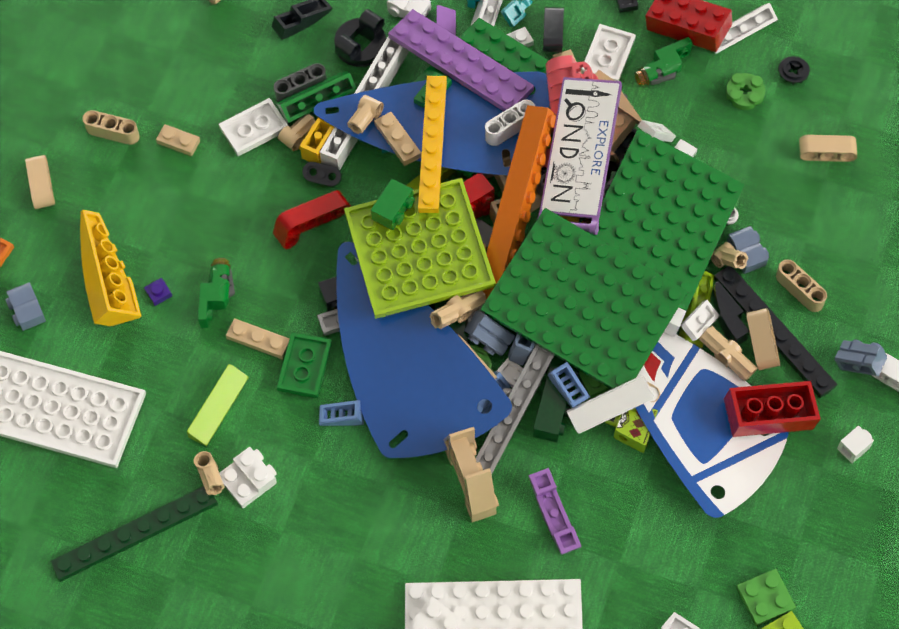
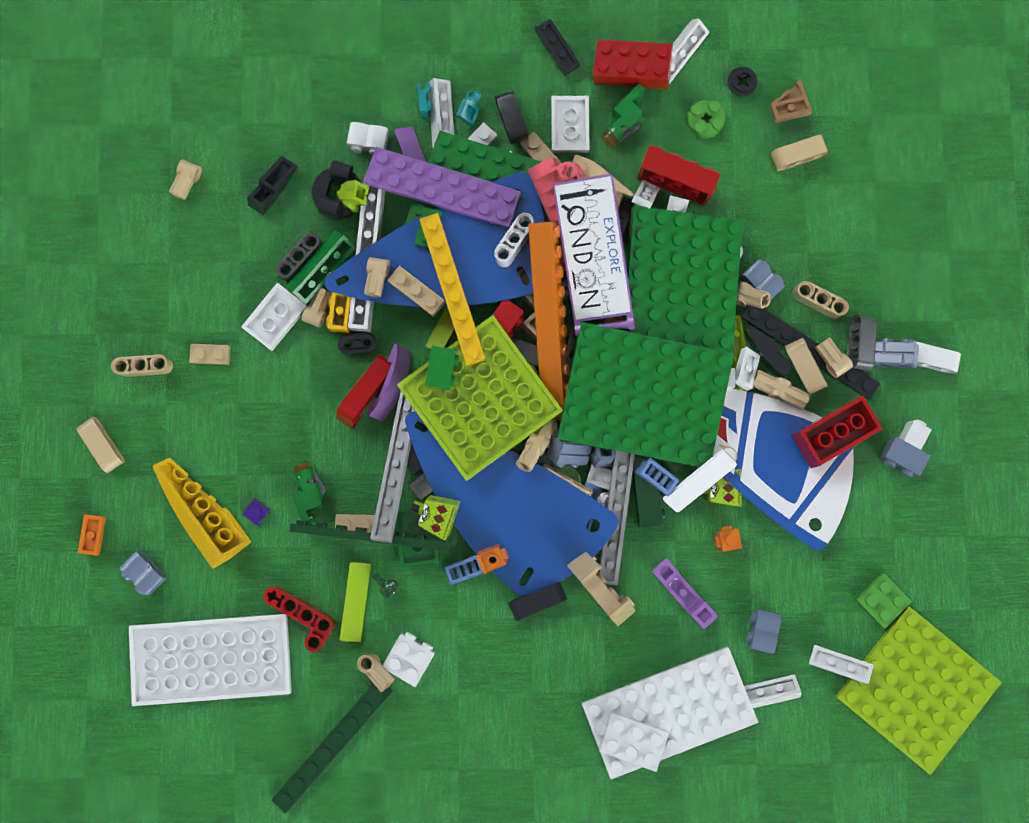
camera: 25 degrees left, 20 degrees up
(157, 394) = (298, 615): none -> red beam
(256, 402) = (387, 588): none -> clear green plate
(266, 345) = (362, 534): none -> dark green plate
(305, 294) = (393, 475): none -> light grey plate
(333, 345) = (436, 514): none -> lime torso
(336, 224) = (390, 392): none -> medium lavender slope
(374, 41) = (353, 194): none -> lime piece
(379, 408) = (496, 551): none -> orange brick
(400, 467) = (537, 601): none -> black beam
(619, 475) = (727, 539): none -> orange brick
(624, 579) = (763, 631): none -> sand blue brick
(696, 126) = (678, 175): none -> red brick
(794, 342) = (836, 362): none -> tan piece
(830, 337) = (862, 342): none -> dark grey beam
(835, 104) = (791, 104): none -> medium nougat wing
(837, 461) = (904, 457): none -> sand blue brick

